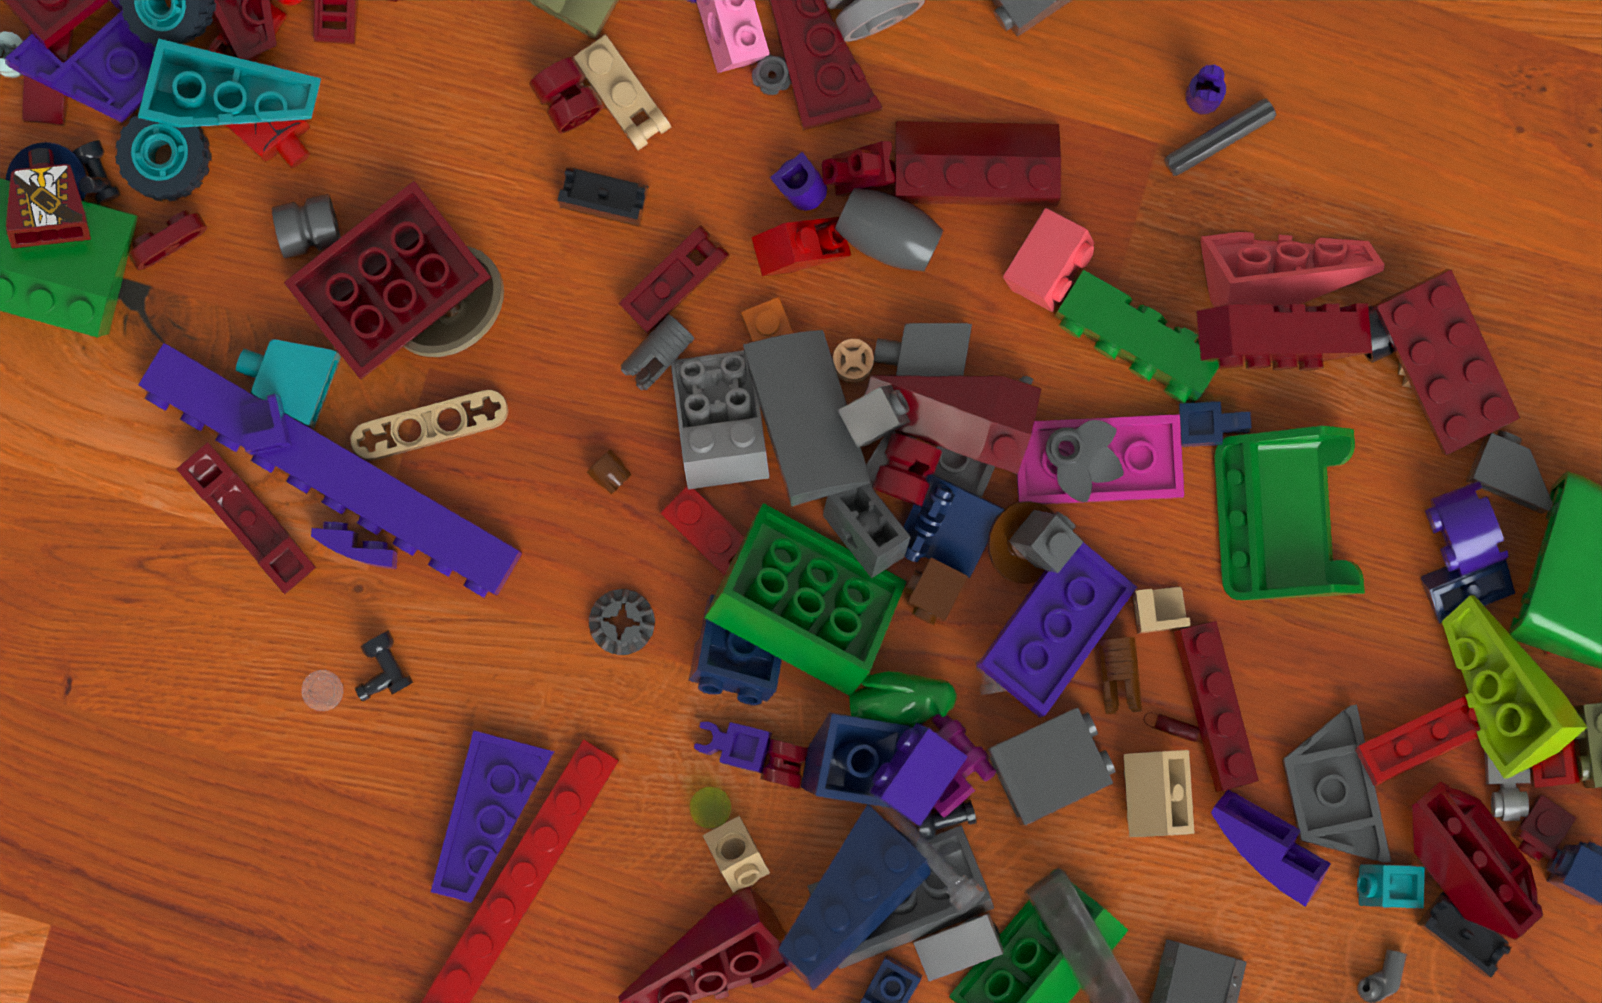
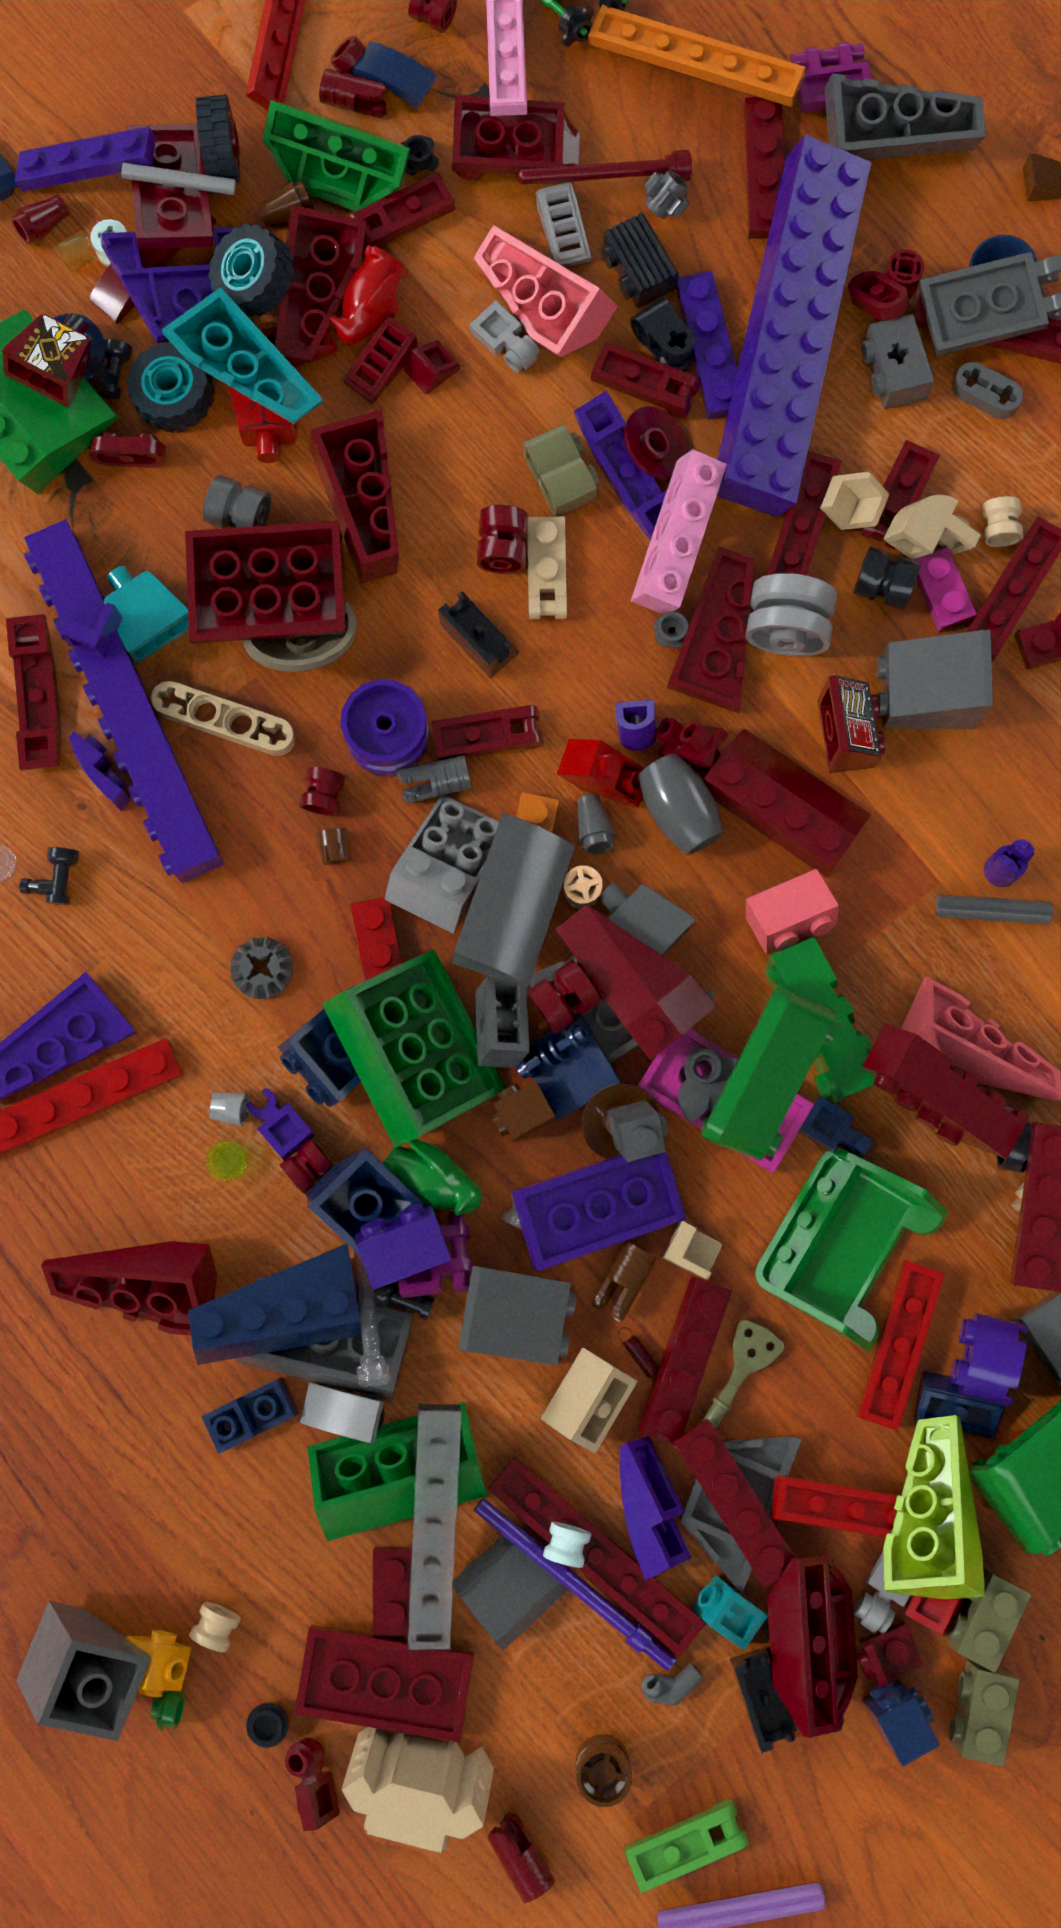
camera: 35 degrees right, 5 degrees down
(406, 135) = (358, 485): none -> dark red wedge
(566, 431) = (322, 791): none -> dark red wheel
(576, 313) = (390, 706): none -> dark purple wheel
(682, 760) = (229, 1108): none -> light grey hose
(726, 845) = (216, 1211): tan brick -> none
(825, 298) = (594, 825): none -> dark grey cone
(875, 415) = (567, 935): brick -> none
(988, 58) = (850, 725): none -> slope
(1128, 415) = (770, 1072): none -> green windscreen
(1221, 922) = (567, 1544): none -> light aqua wheel
(1251, 916) = (604, 1560): none -> dark red plate
(1268, 677) = (744, 1364): none -> olive piece
(1328, 957) = (636, 1634): none -> dark purple bar
(1335, 792) = (735, 1502): none -> dark red plate
(1386, 568) = (900, 1345): none -> red plate

